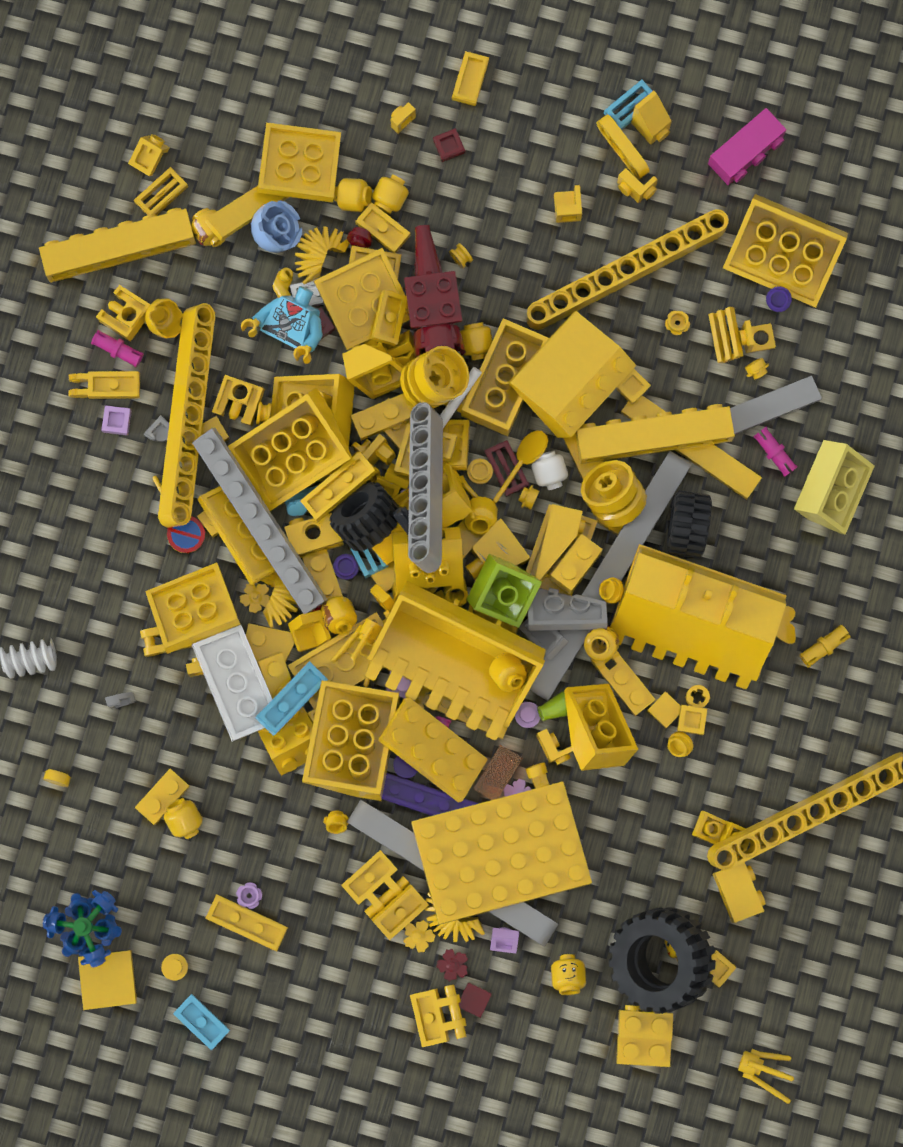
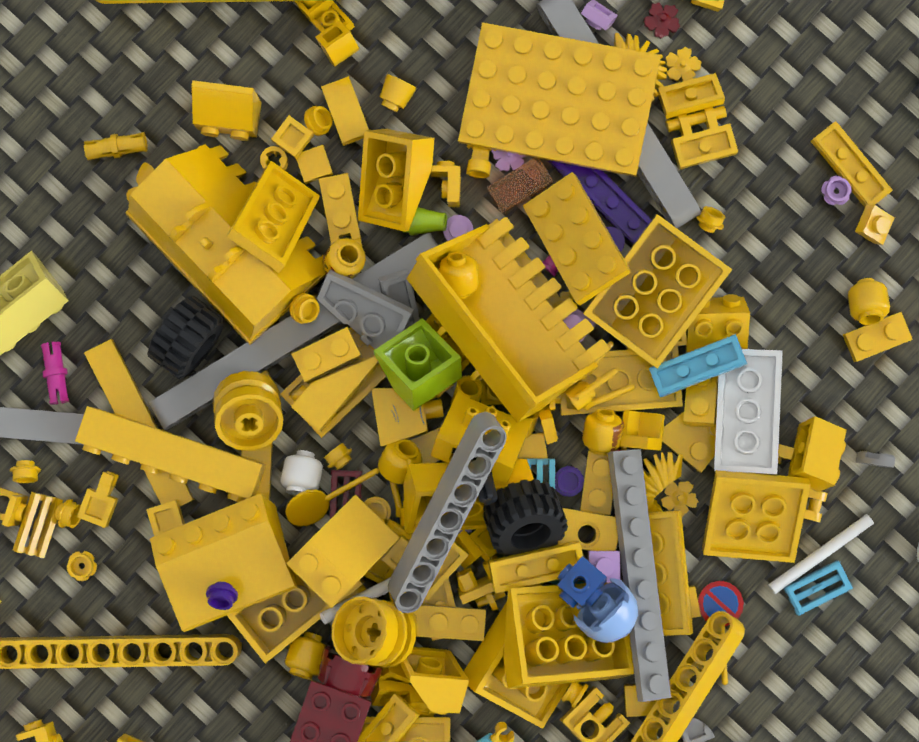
camera: 150 degrees left, 5 degrees up
(105, 600) = (794, 599): none -> medium azure tile
(127, 608) = (821, 554): none -> white bar
(167, 679) = (818, 453): none -> yellow brick
(206, 883) = (874, 224): none -> yellow plate
(270, 478) = (611, 615): none -> light blue cylinder
(288, 513) = (607, 562): none -> lavender plate
(295, 496) = (585, 572): none -> blue brick
(487, 424) = (343, 551): none -> yellow slope
(559, 348) = (221, 595): none -> dark purple plate
(631, 797) = (396, 93): none -> yellow hat
(663, 763) = (345, 110): none -> yellow slope
(670, 645) = (273, 216): none -> yellow plate
(689, 372) = (99, 504): none -> yellow plate
(696, 810) = (337, 43): none -> yellow brick
(707, 354) = (67, 514): none -> yellow plate
(753, 713) = (225, 110): none -> yellow slope

